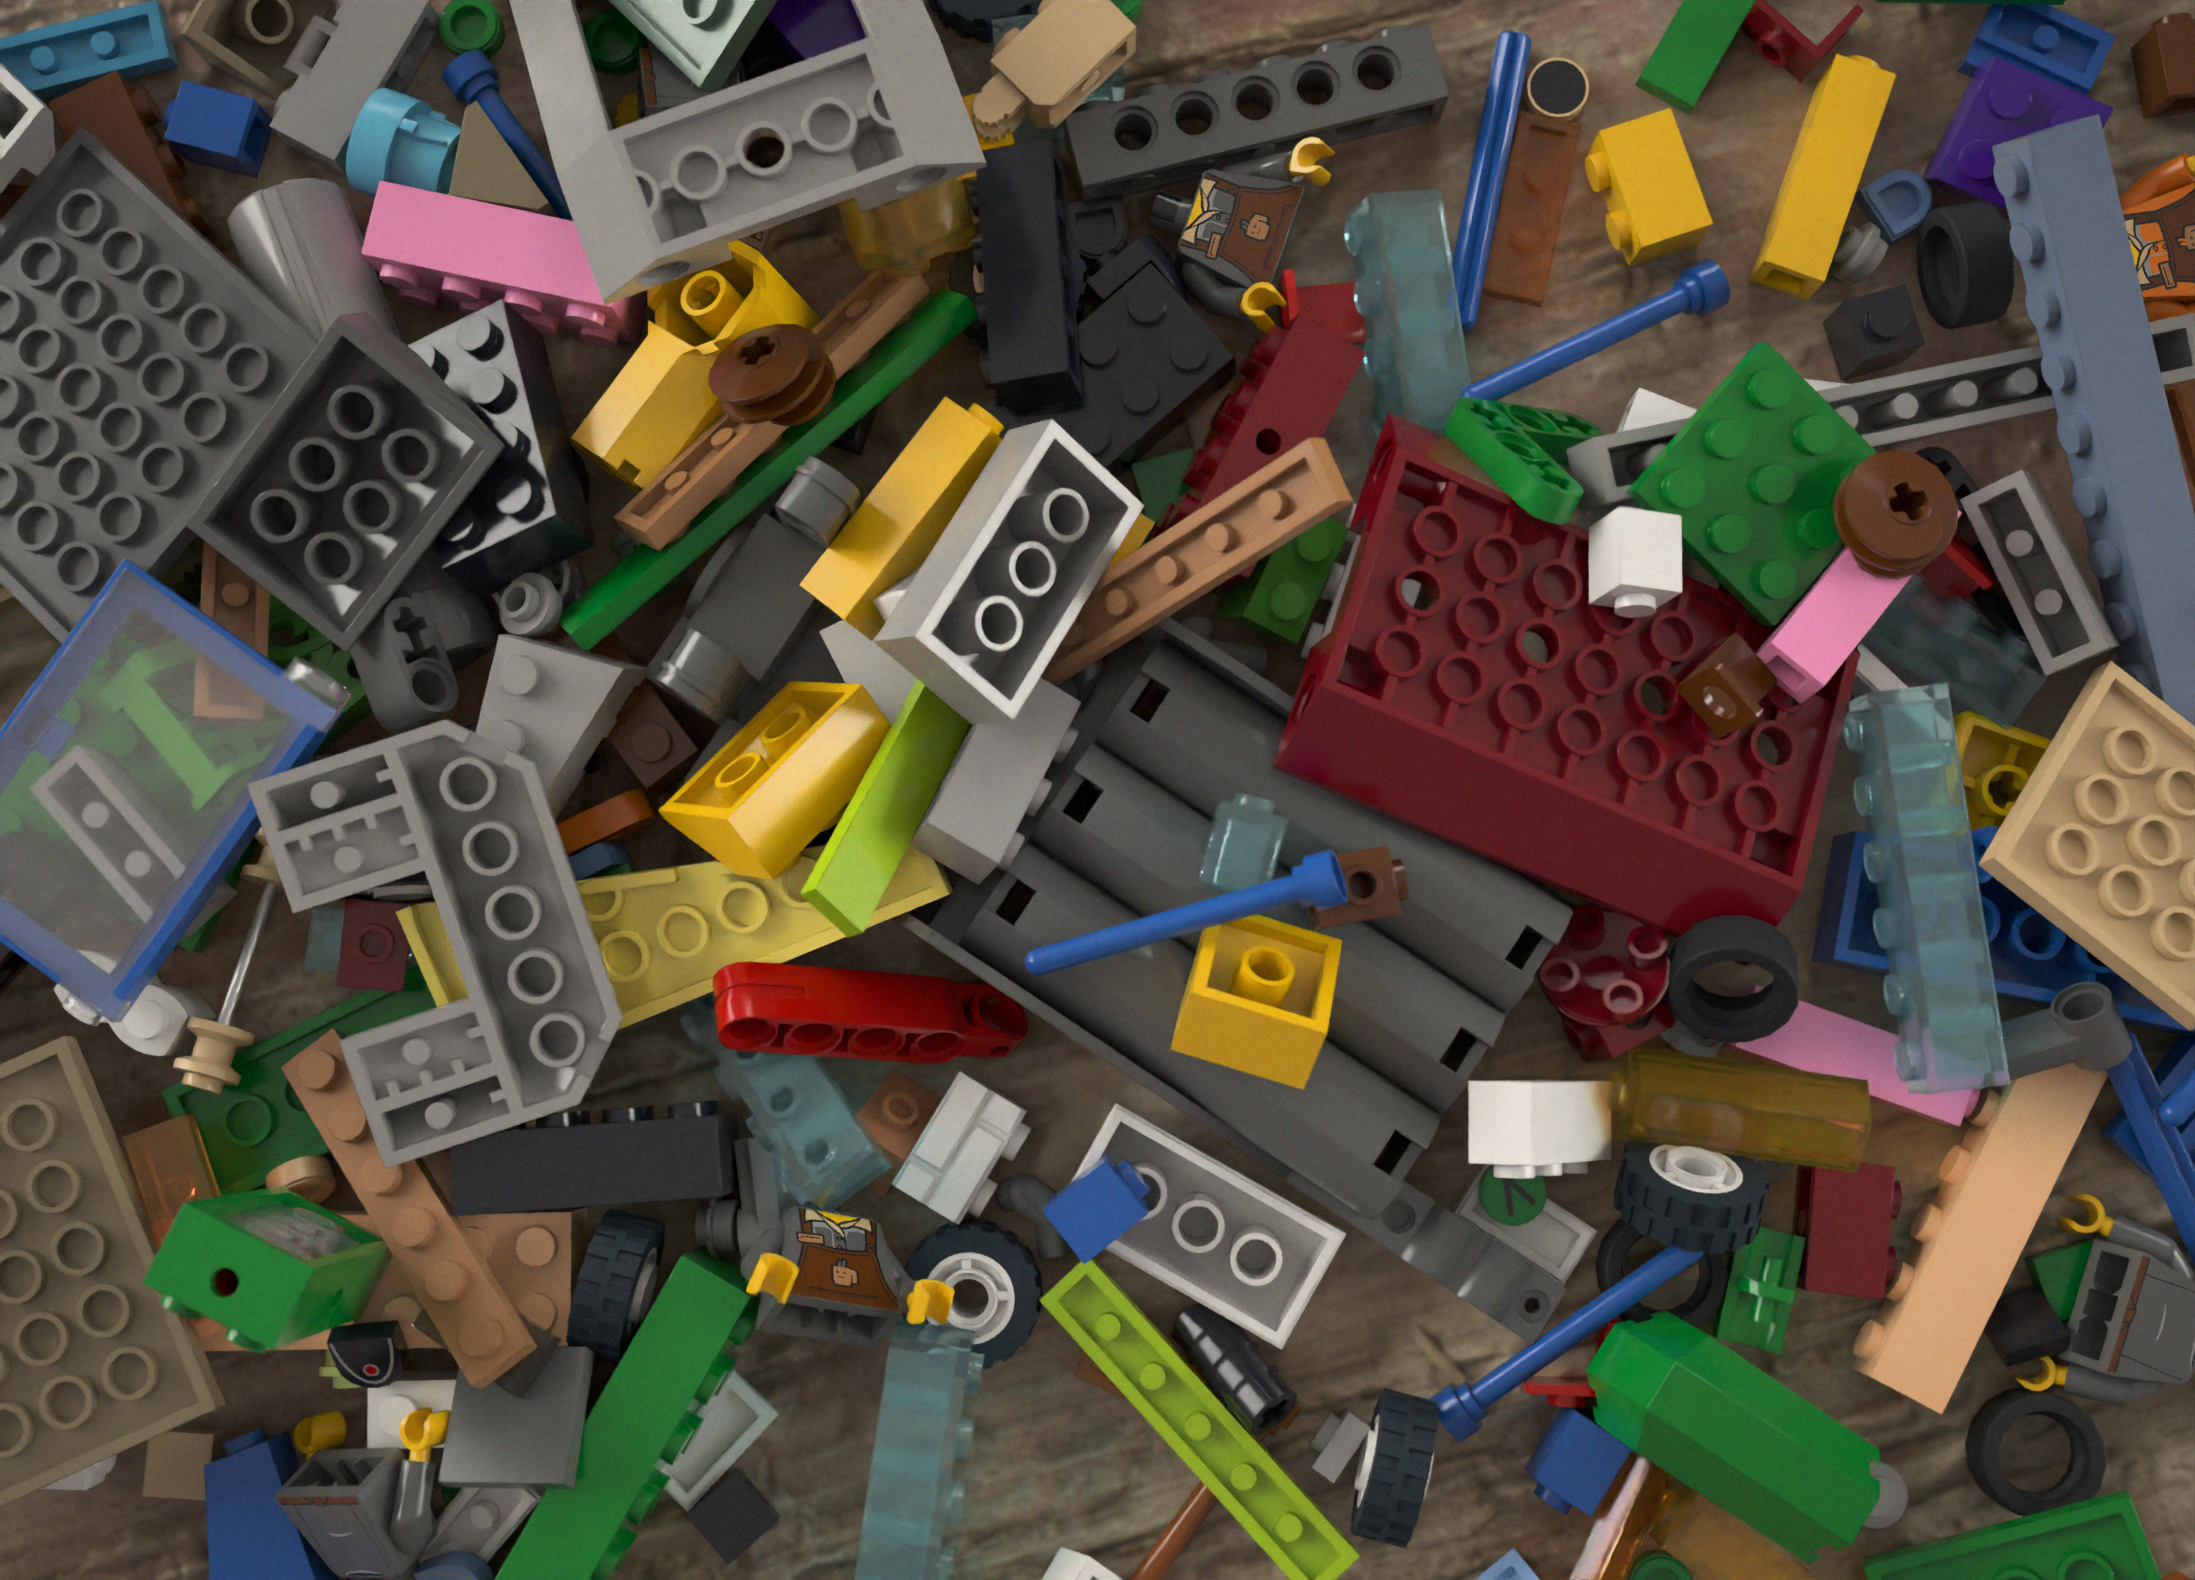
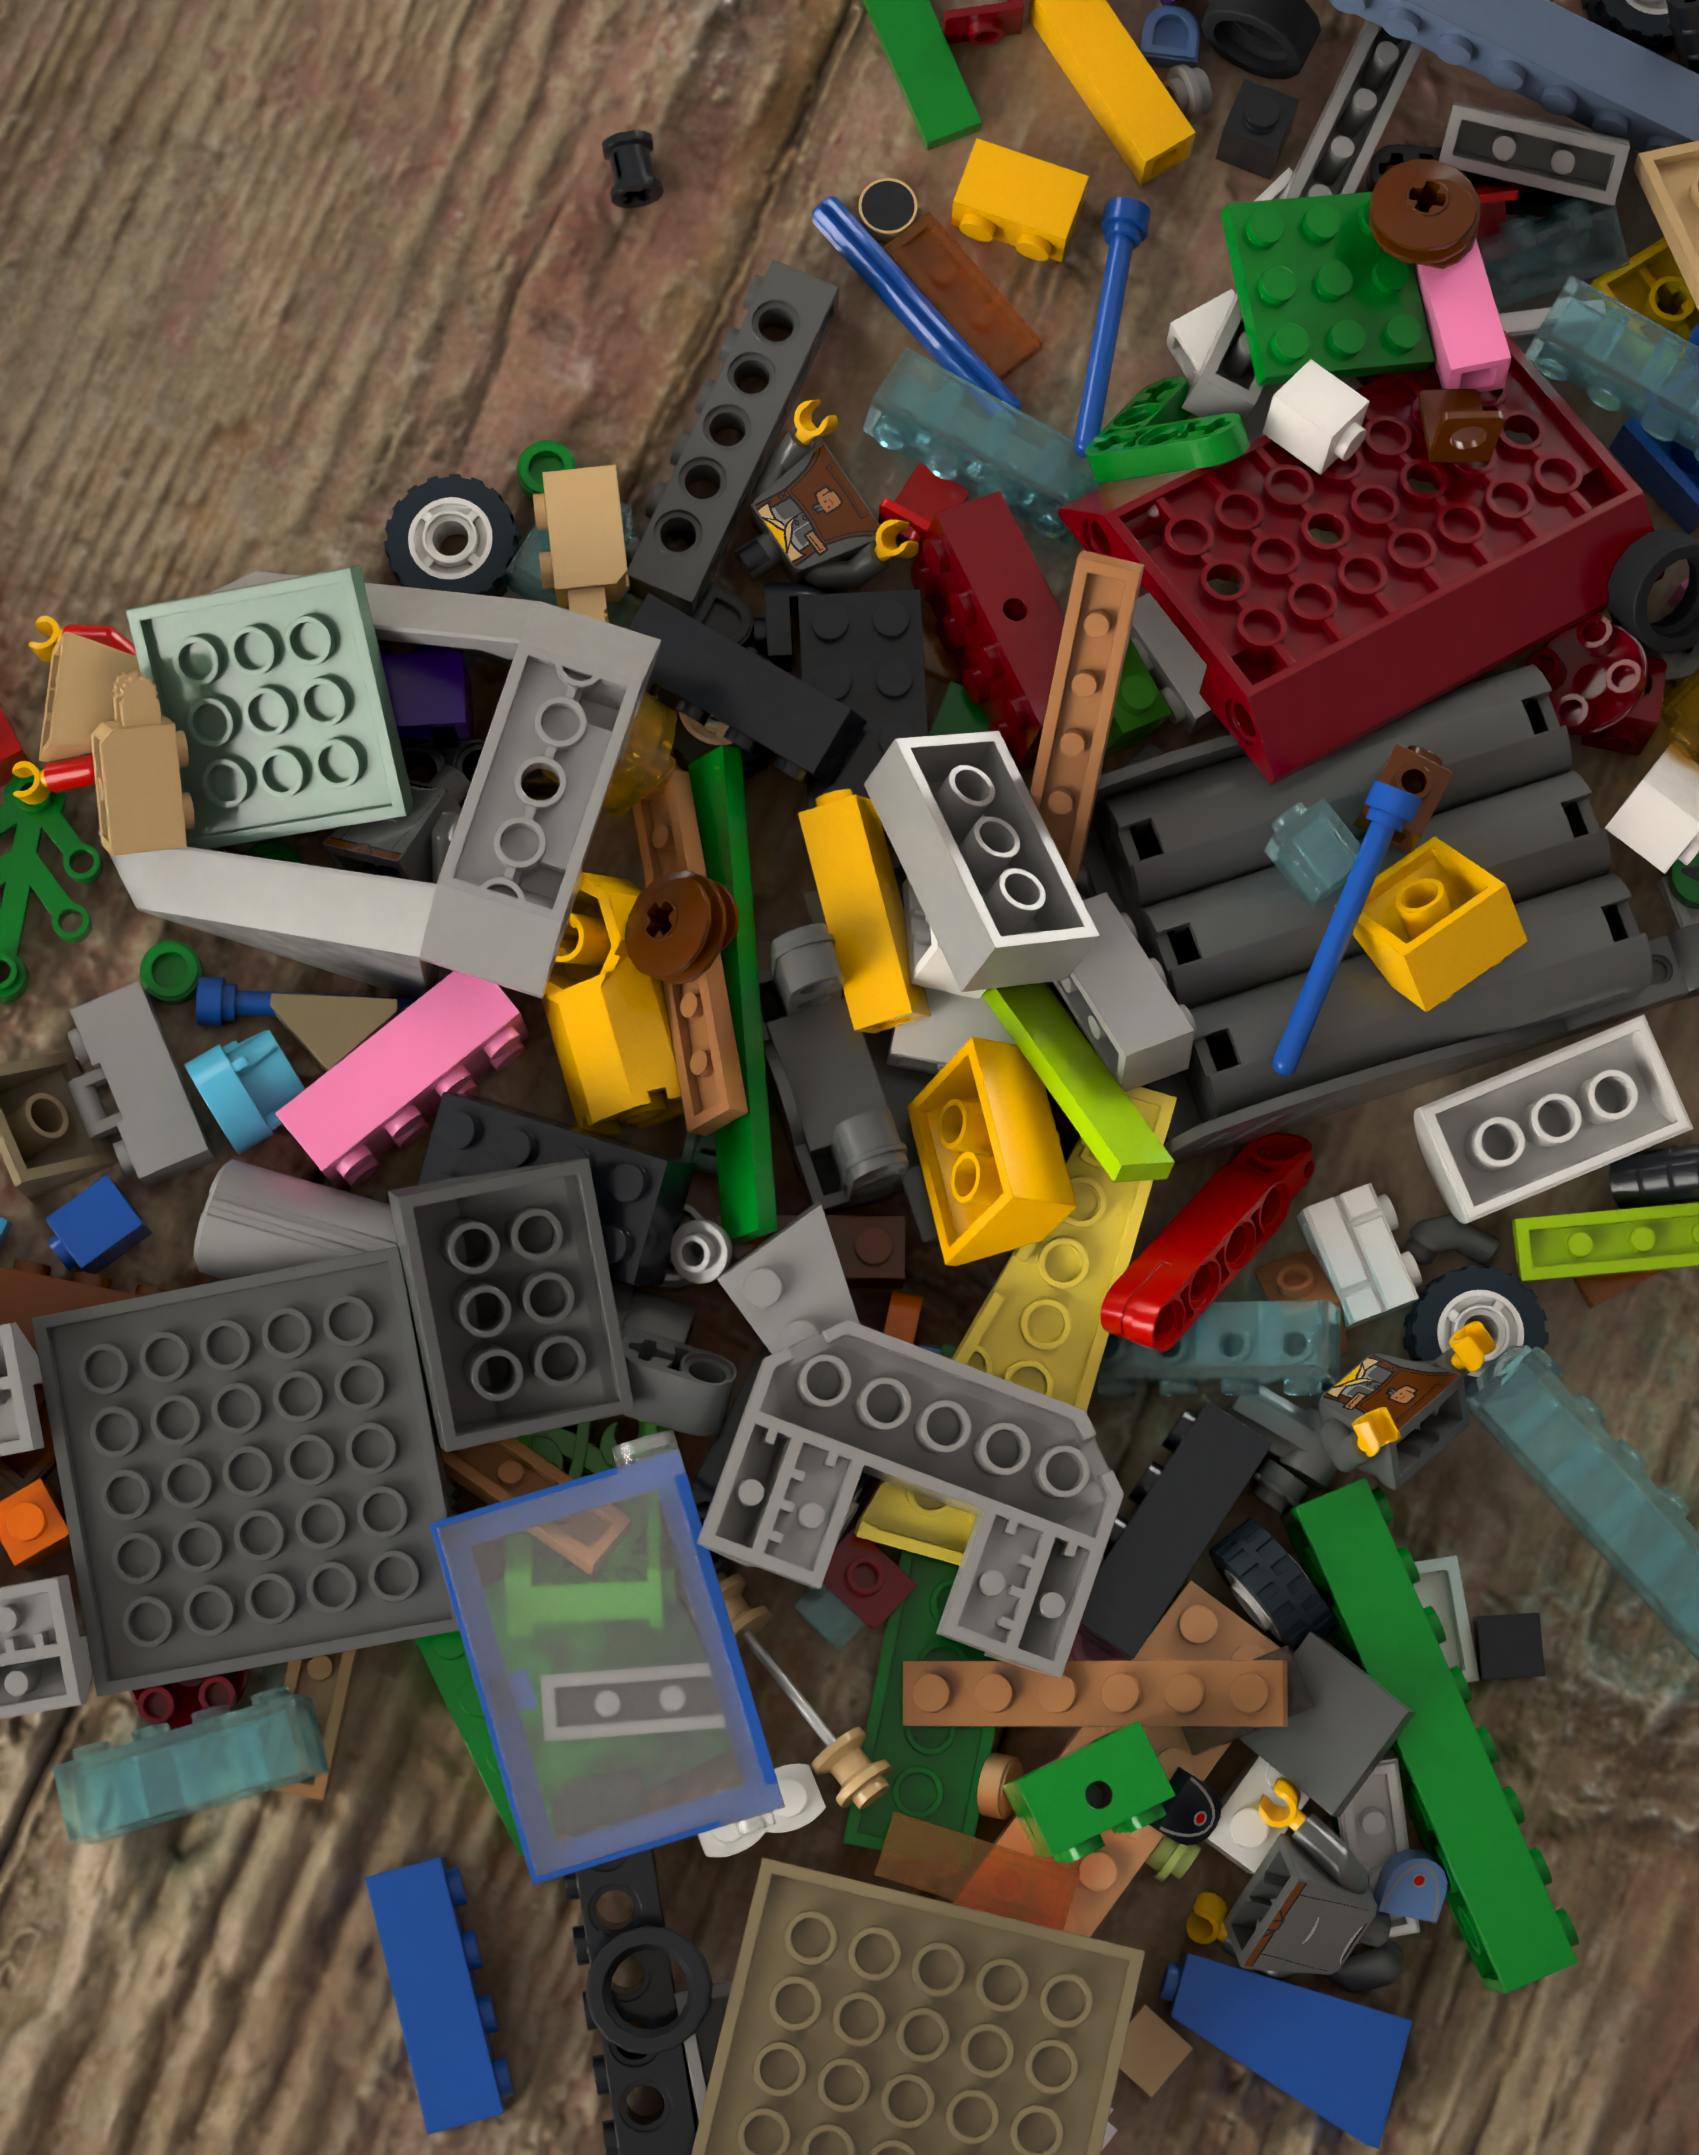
camera: 60 degrees left, 5 degrees down
(1099, 1206) = (1489, 1172): blue brick -> none

